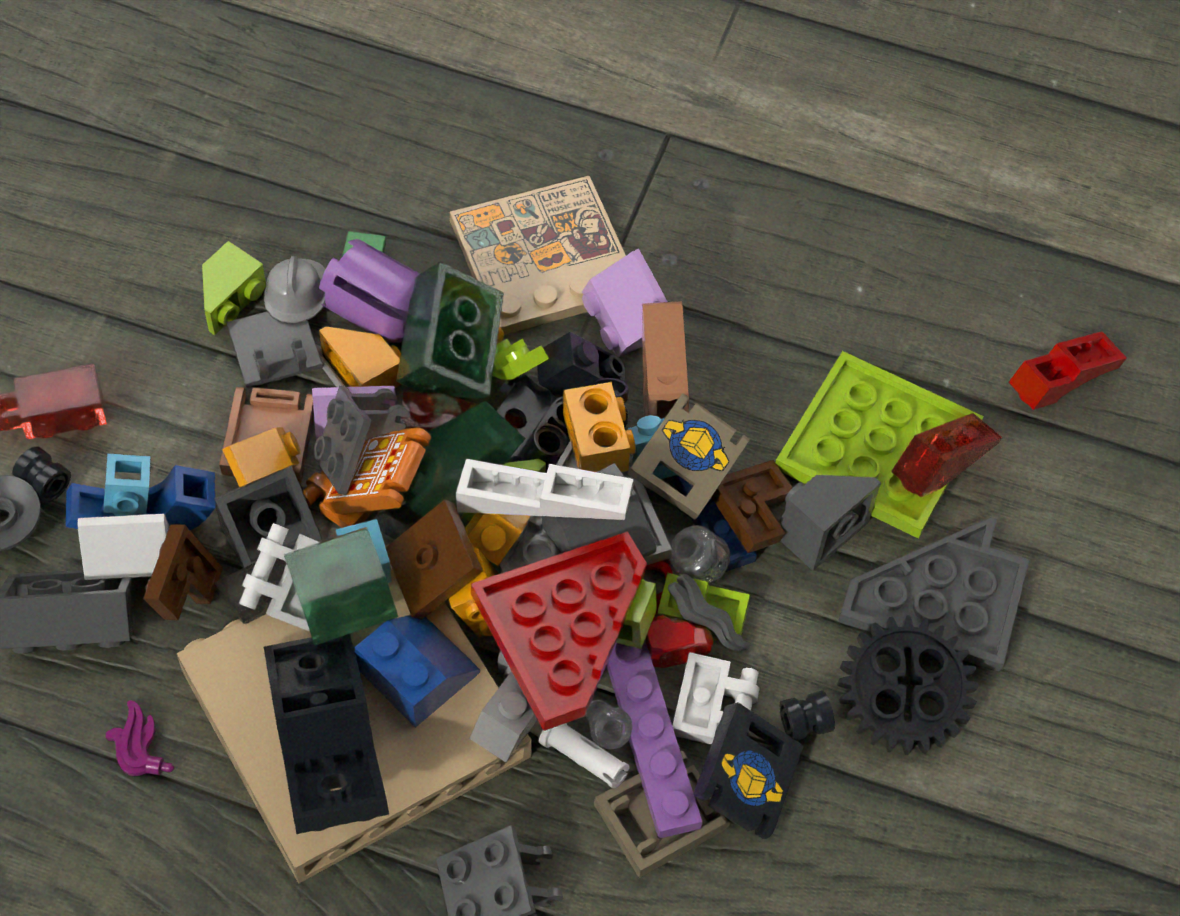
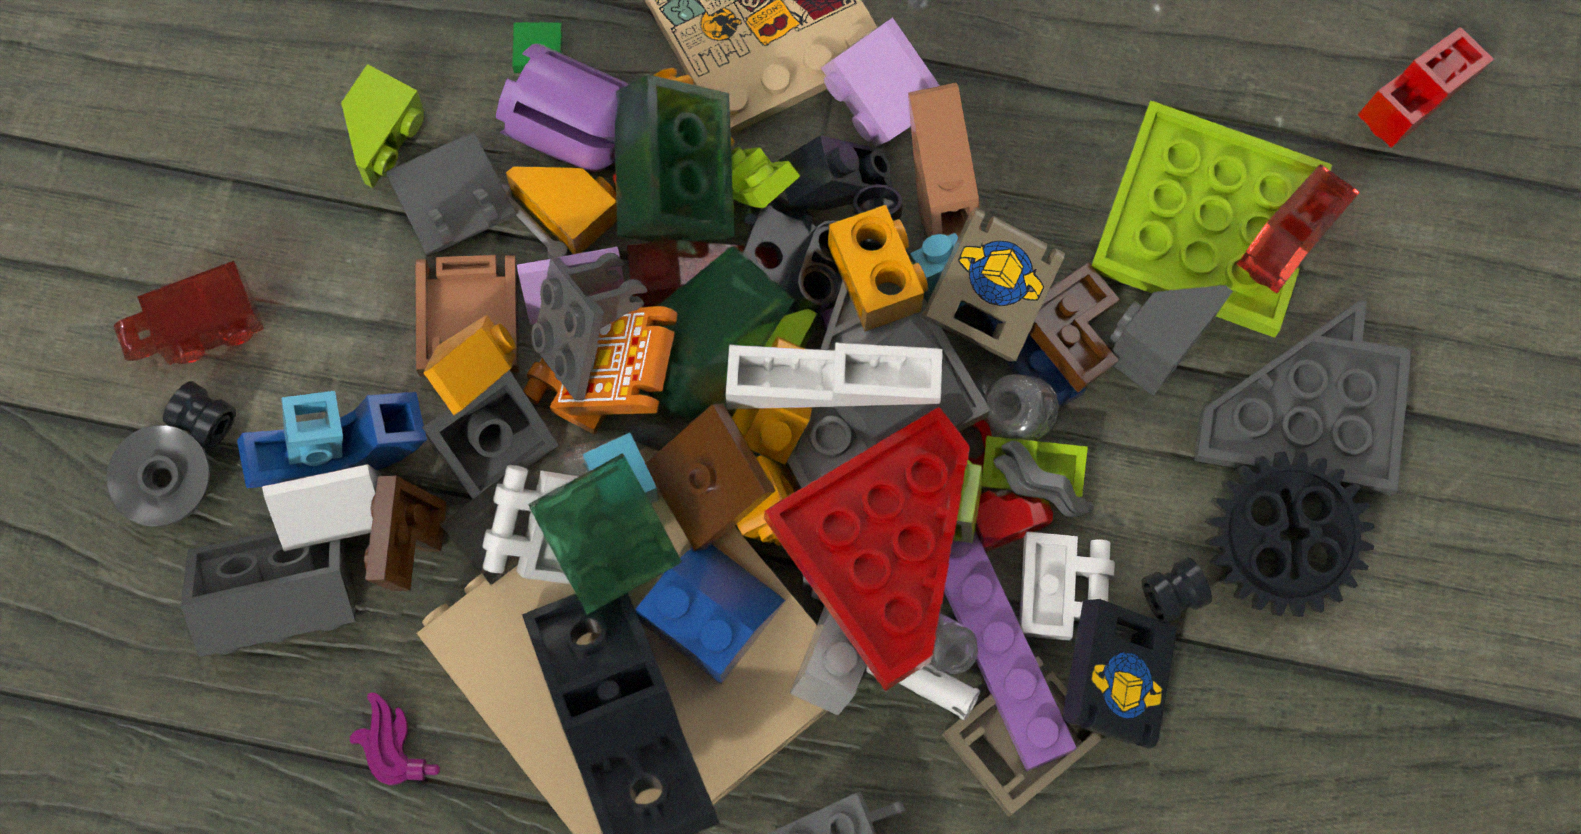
camera: 10 degrees left, 15 degrees up
(294, 290) = (462, 113): light grey piece -> none

